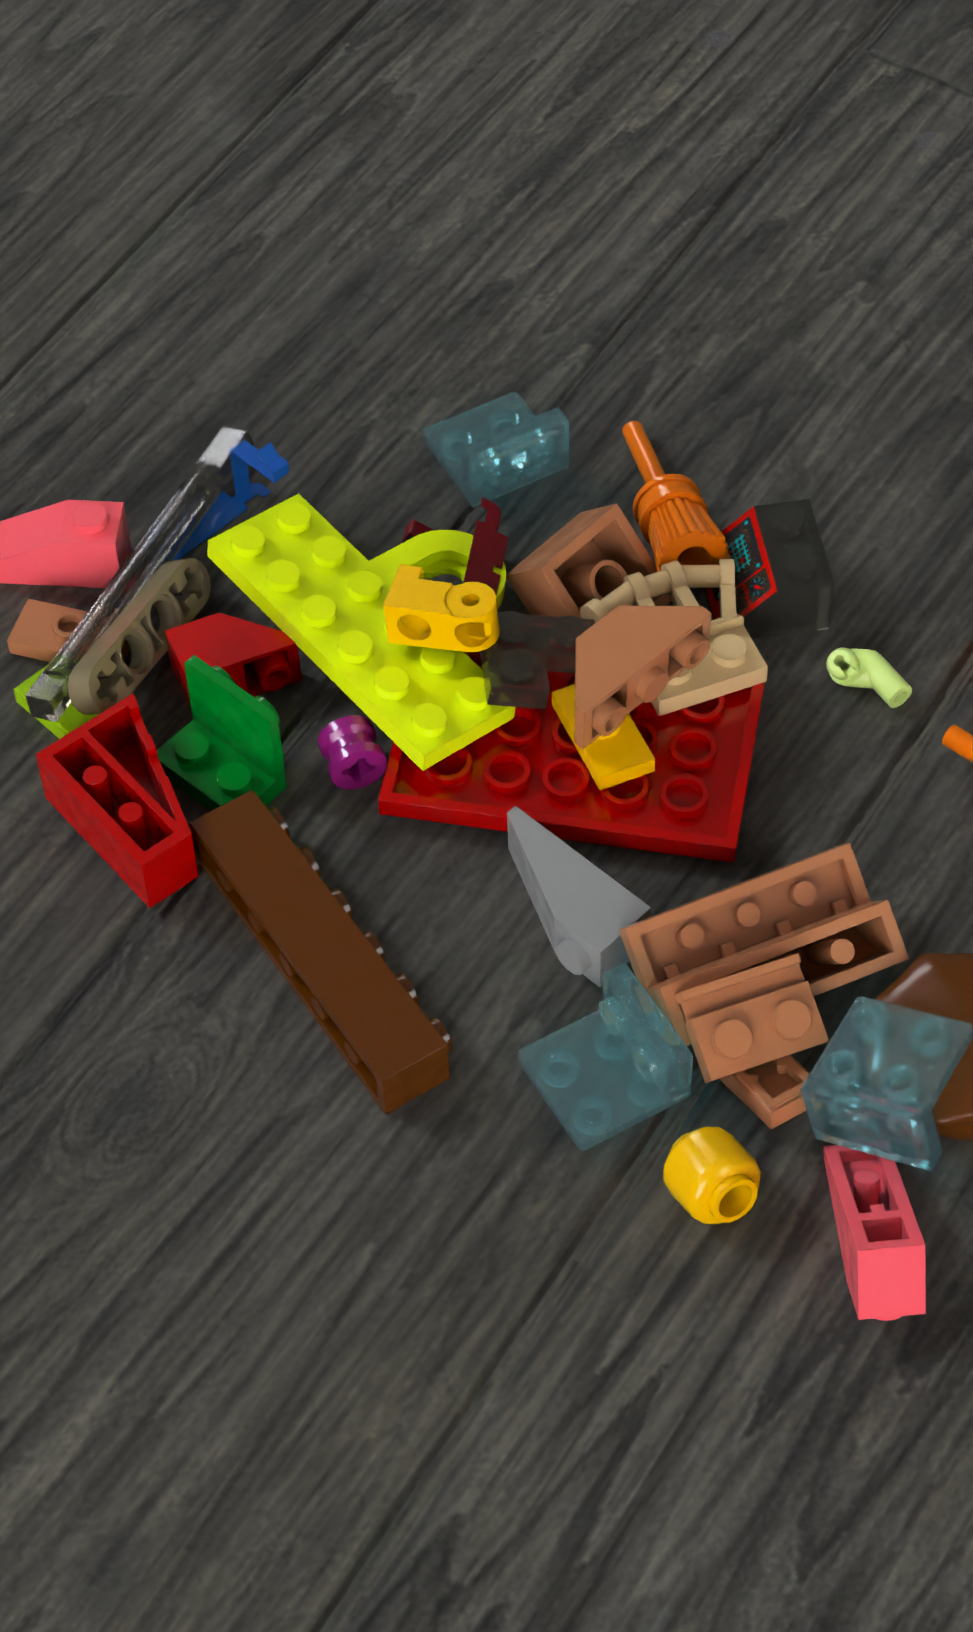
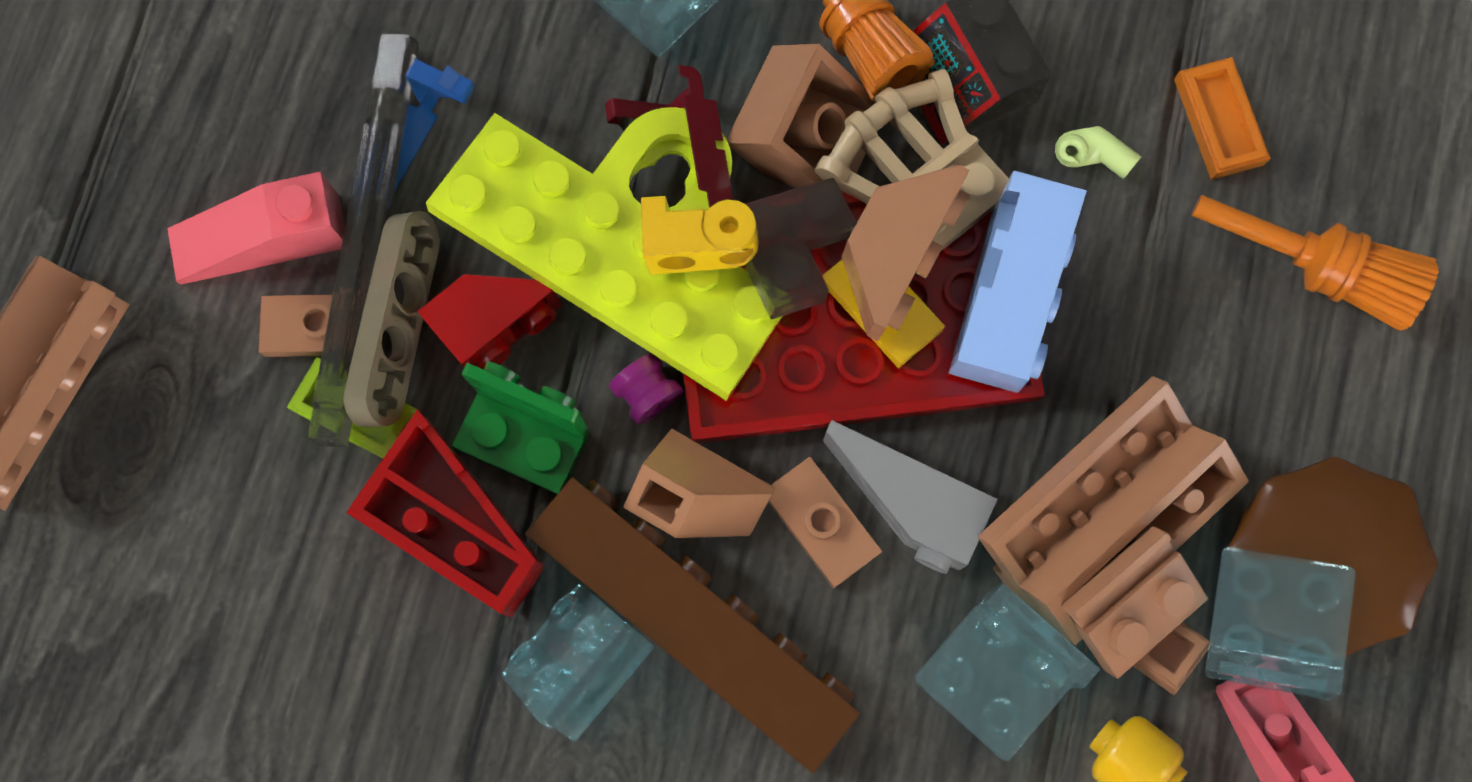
camera: 20 degrees left, 25 degrees up
(200, 954) = (575, 662): none -> clear light blue bracket
(365, 839) = (696, 492): none -> nougat slope
(478, 908) = (822, 523): none -> nougat plate
(736, 732) = (1017, 282): none -> light blue wedge

